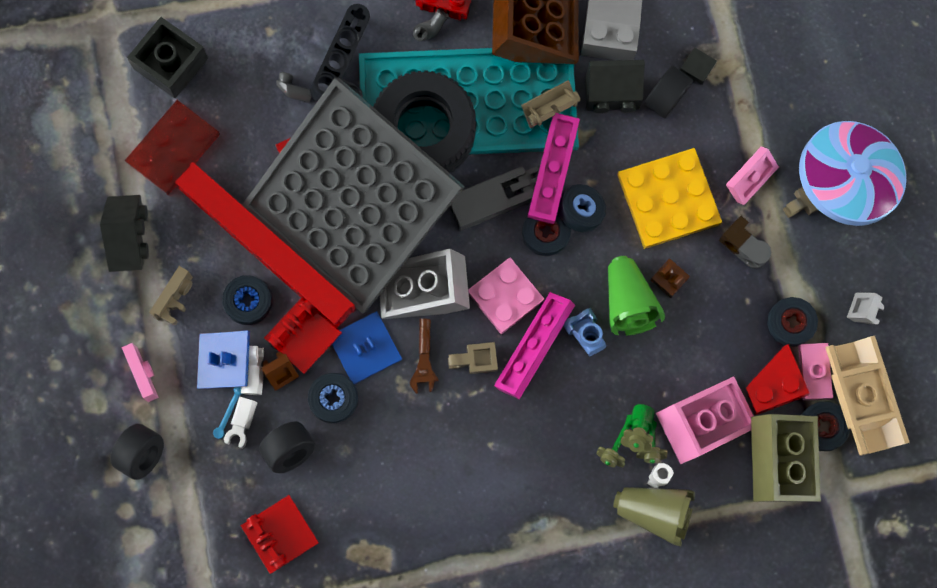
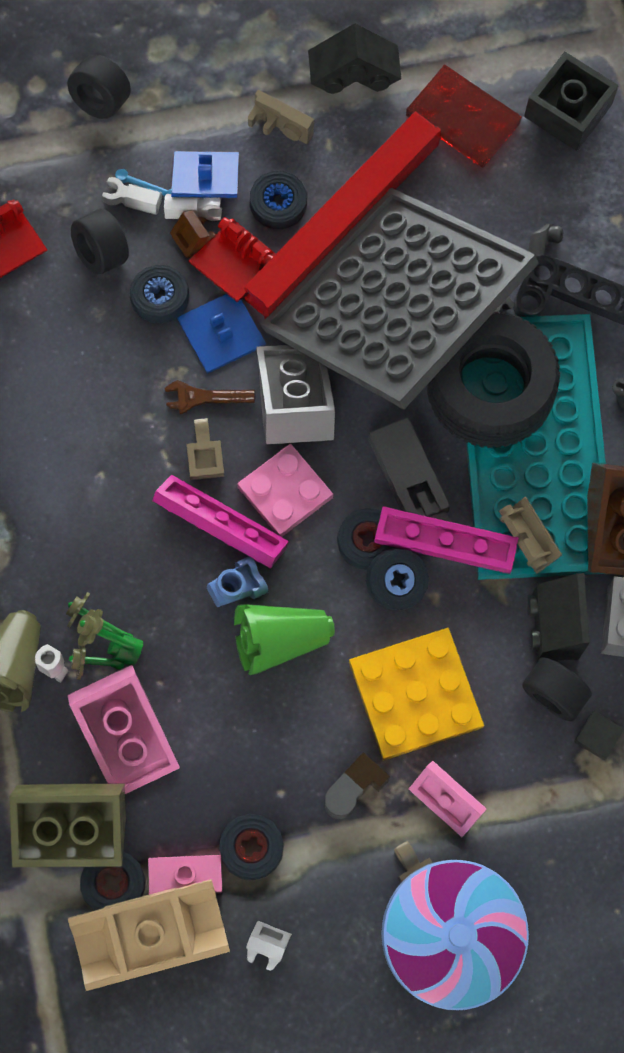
camera: 90 degrees right, 5 degrees down
(141, 371) = (191, 88): bright pink plate -> none
(670, 278) = (309, 691): reddish brown tile -> none
(777, 383) = (169, 822): red wing -> none

